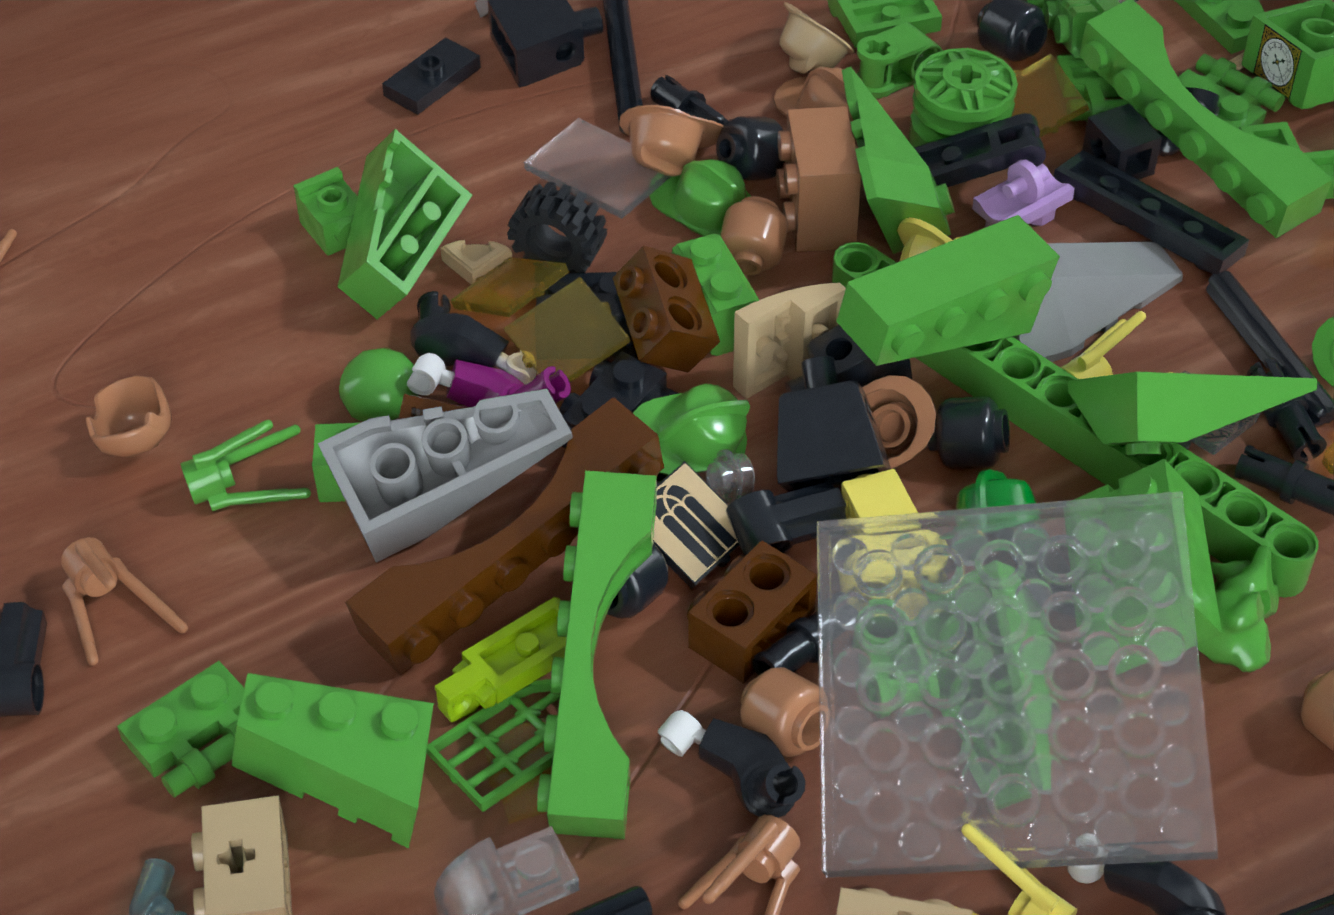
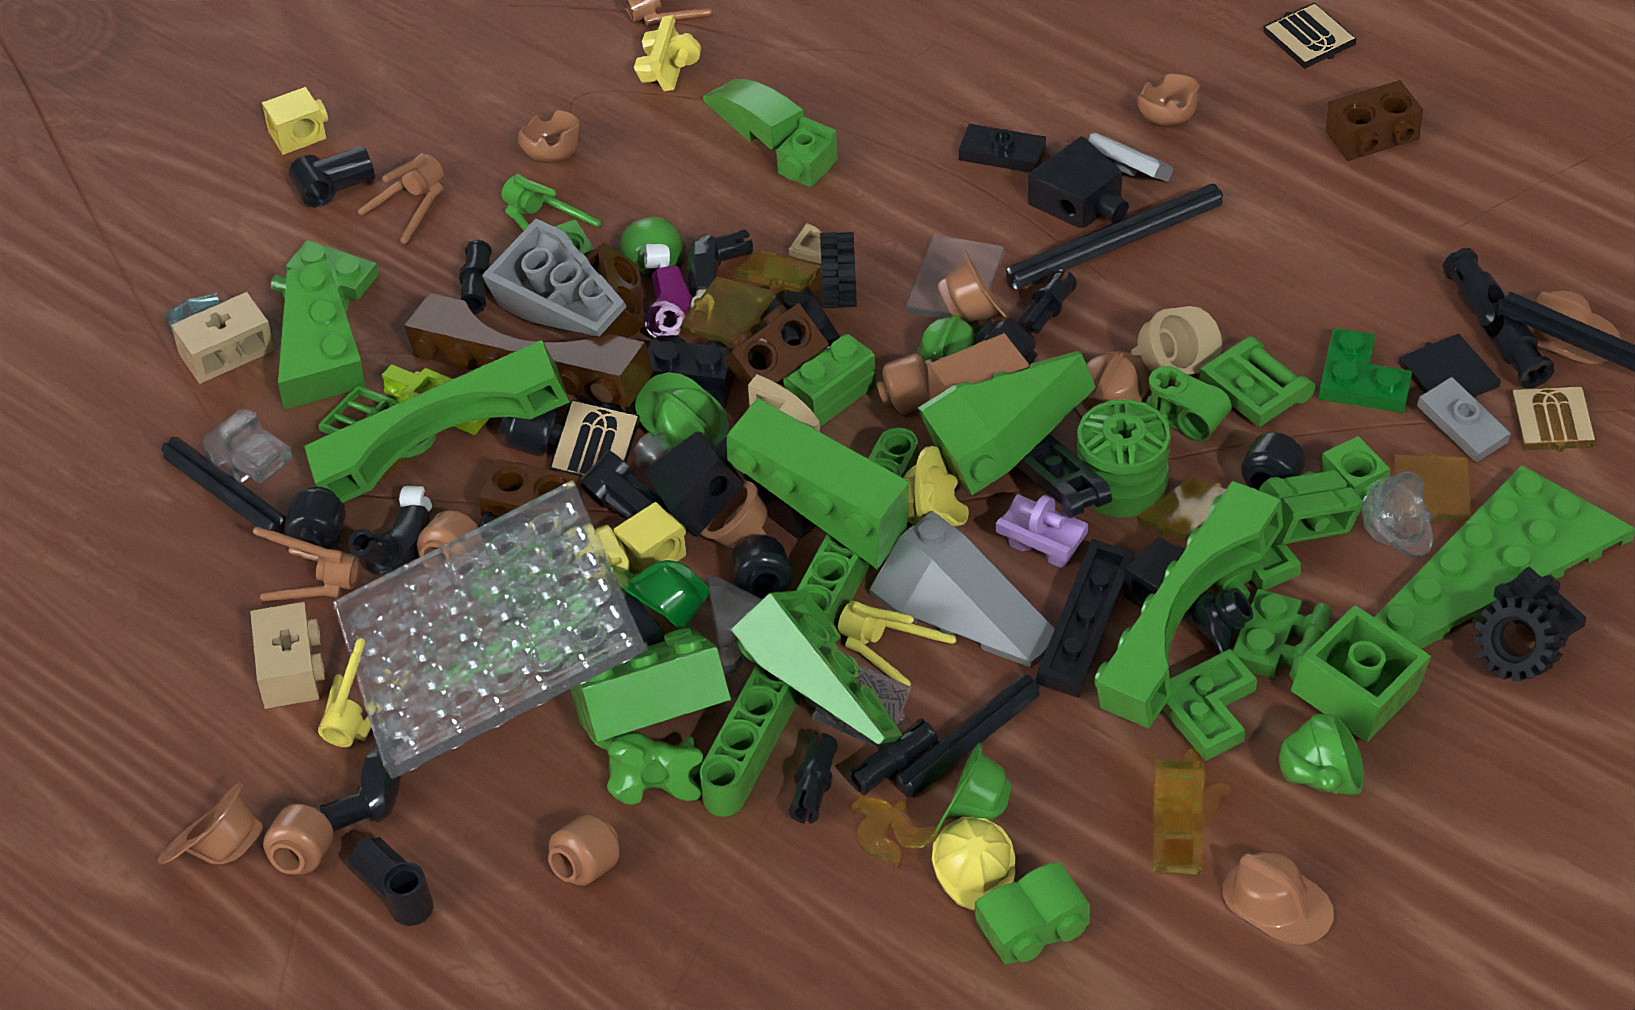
camera: 70 degrees right, 0 degrees up
(73, 273) = (666, 54): none -> light yellow hips
(228, 232) = (755, 111): none -> bright green slope
(316, 563) = (470, 275): none -> black pin
(397, 223) = (792, 185): bright green wedge -> none
(673, 847) = (316, 517): none -> black head
(1048, 469) = (727, 608): none -> clear slope

